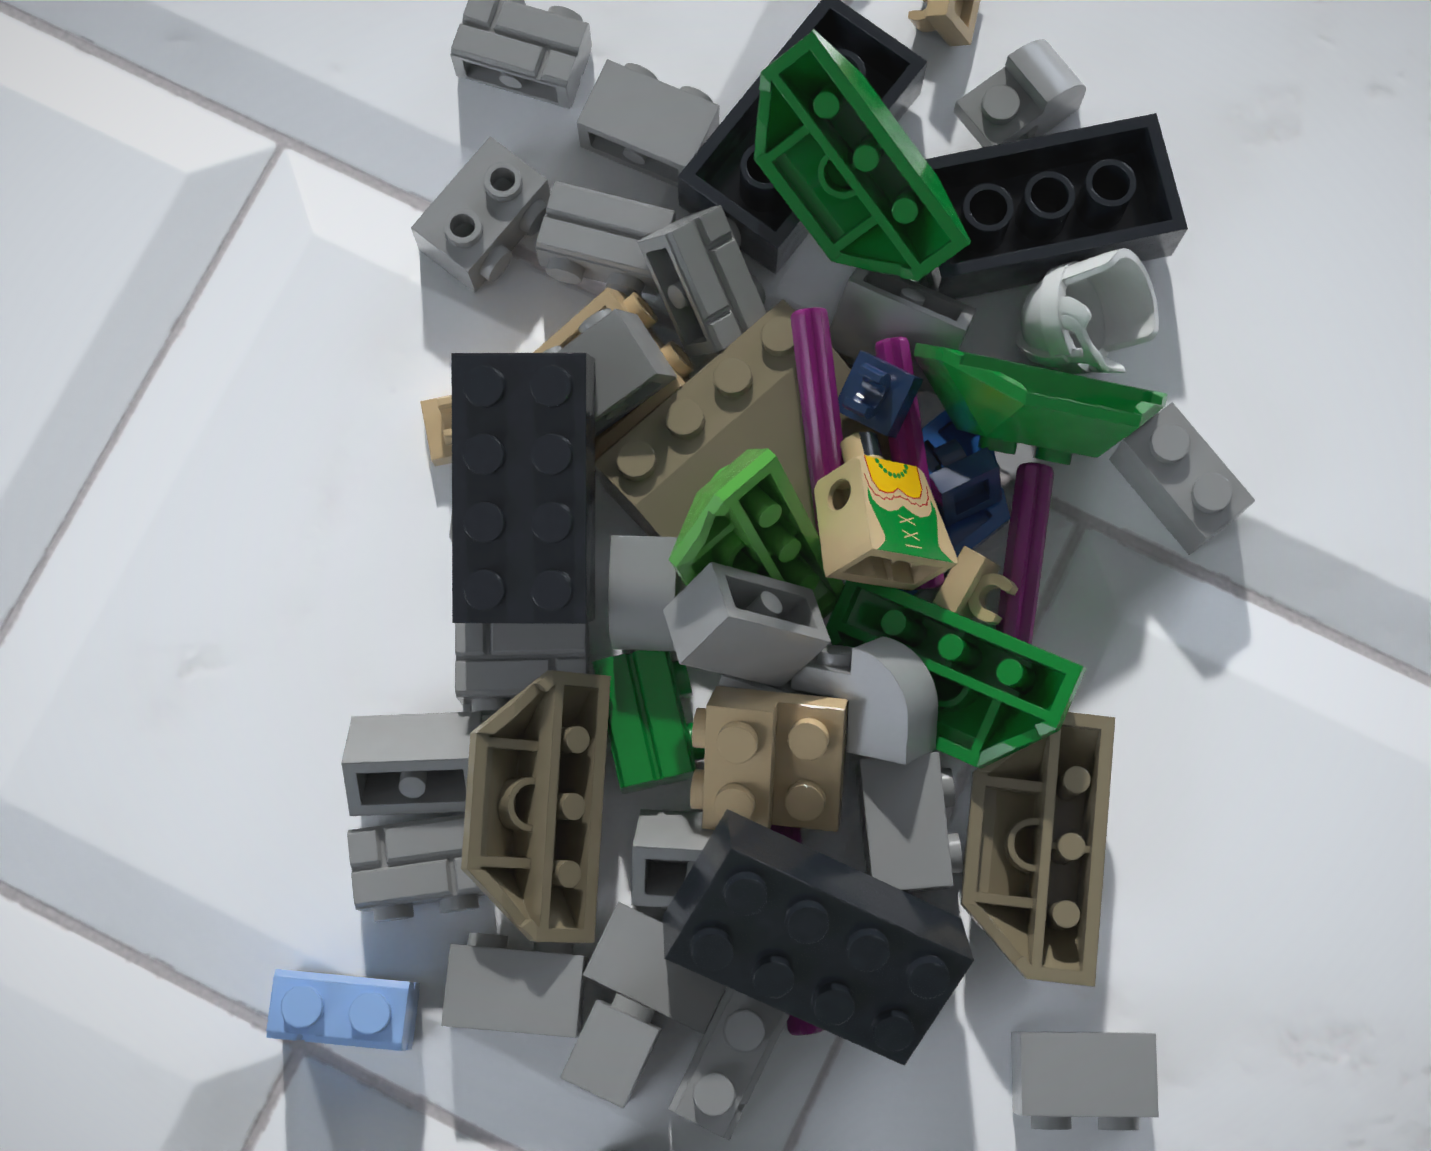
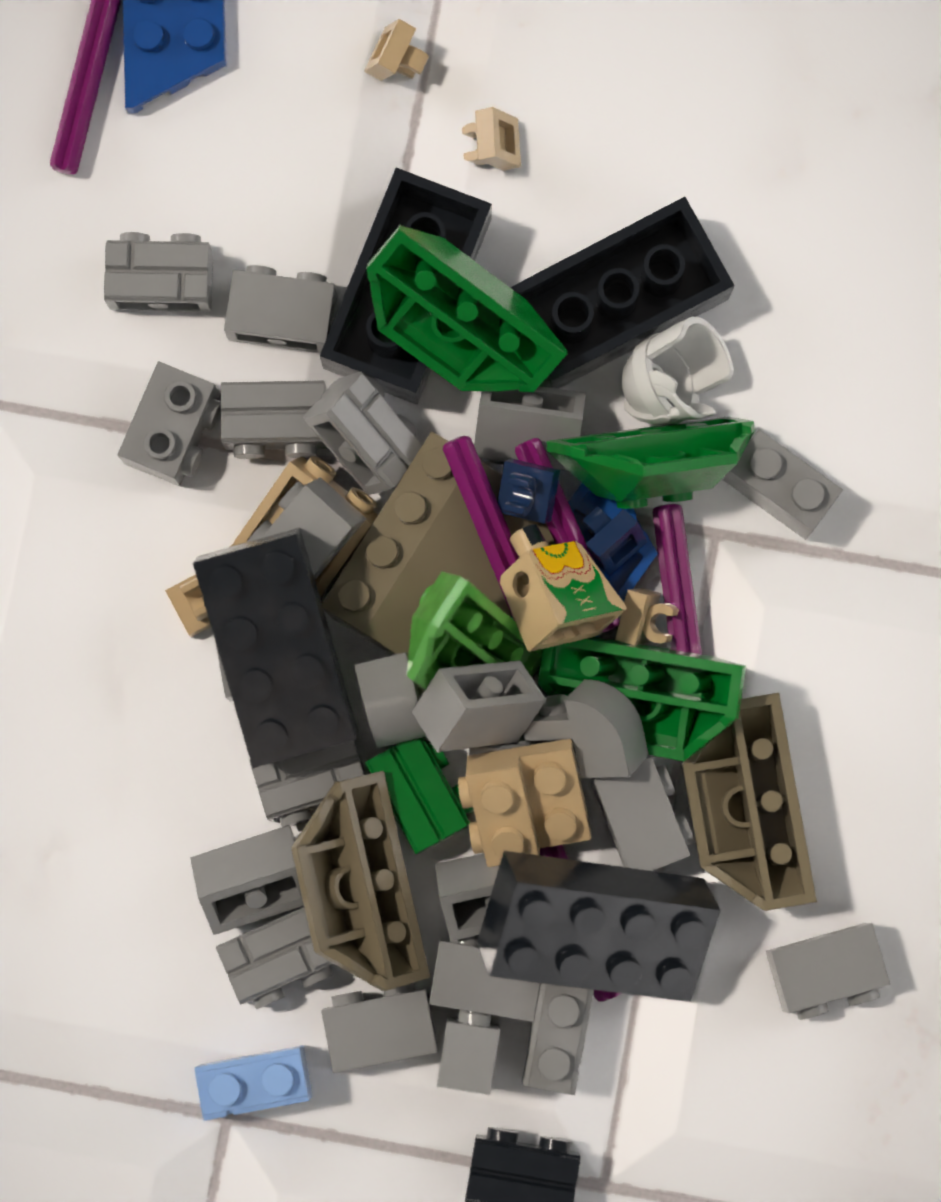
camera: 15 degrees left, 5 degrees up
(1022, 98) = (574, 208): light grey brick -> none

